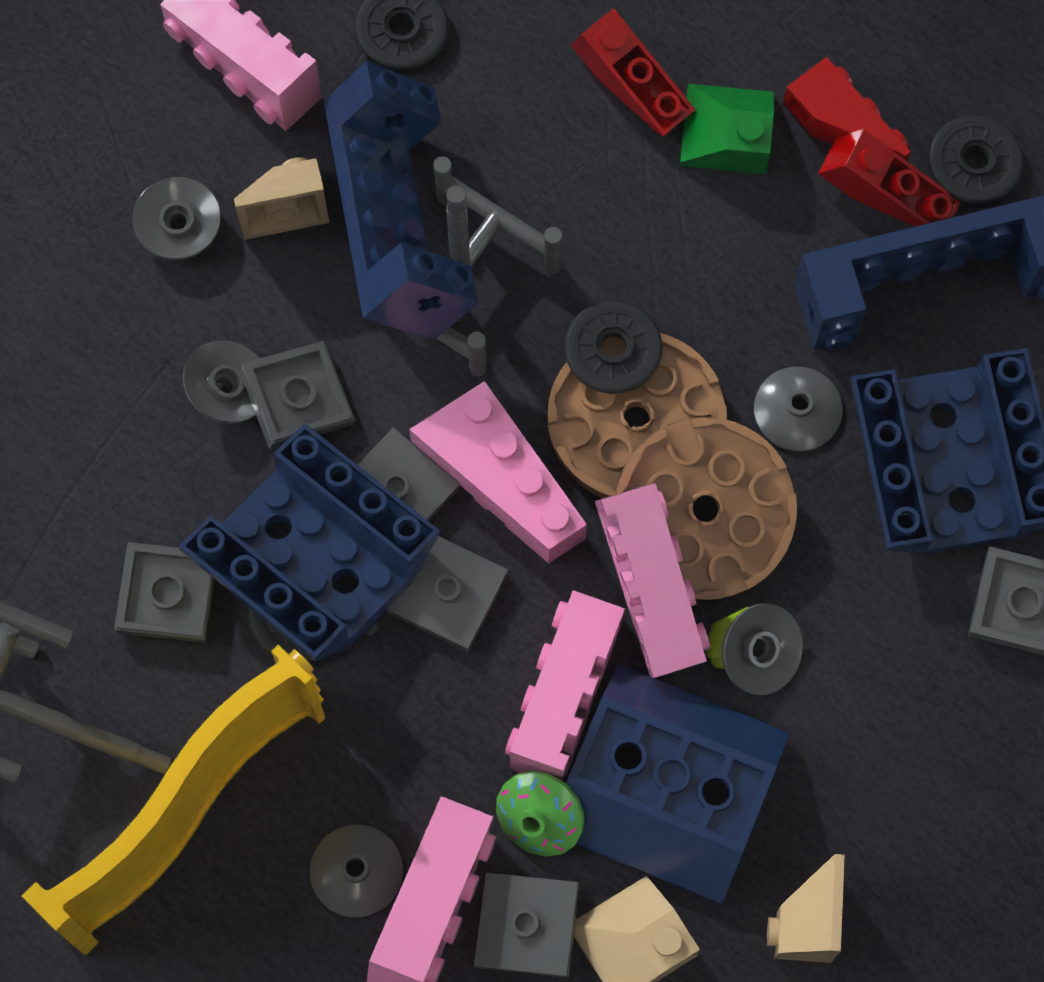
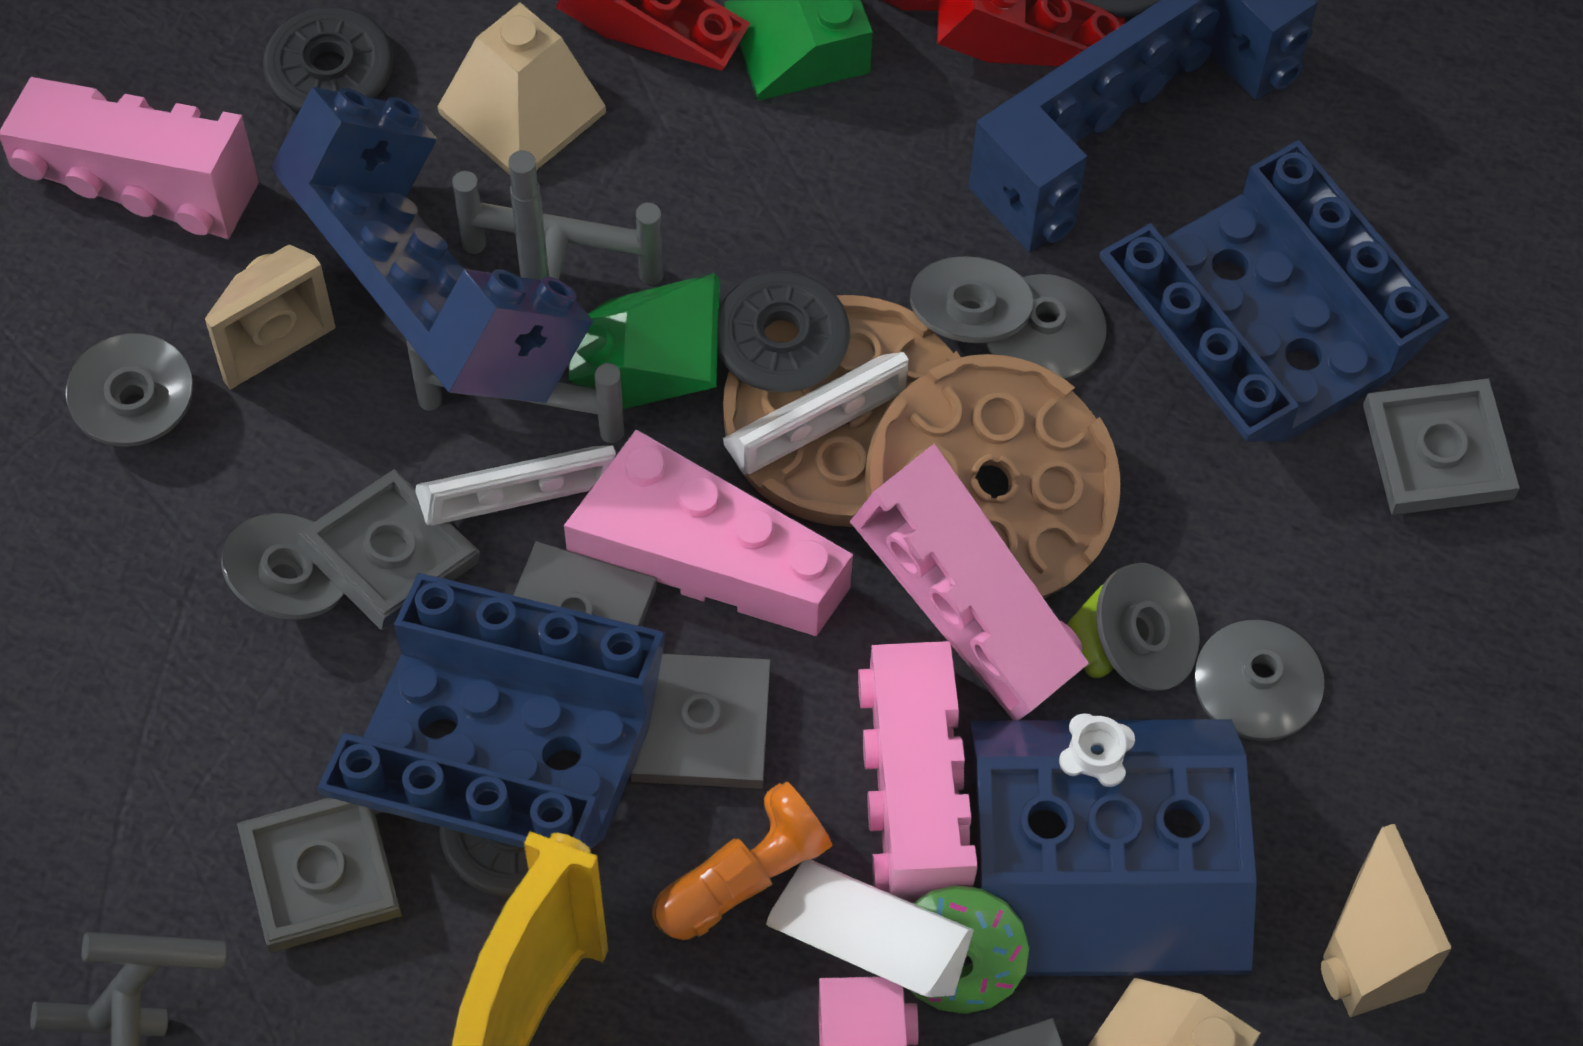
camera: 25 degrees left, 10 degrees down
(395, 381) = (513, 484): none -> white slope
(423, 705) = (735, 873): none -> orange piece
(486, 779) = (872, 929): none -> white slope
(518, 103) = (520, 91): none -> tan slope
(524, 318) = (656, 339): none -> green slope
(611, 413) = (818, 412): none -> white slope
(679, 710) = (1100, 731): none -> white plate
(754, 359) = (971, 299): none -> dark grey dish
(821, 734) = (1257, 705): none -> dark grey dish

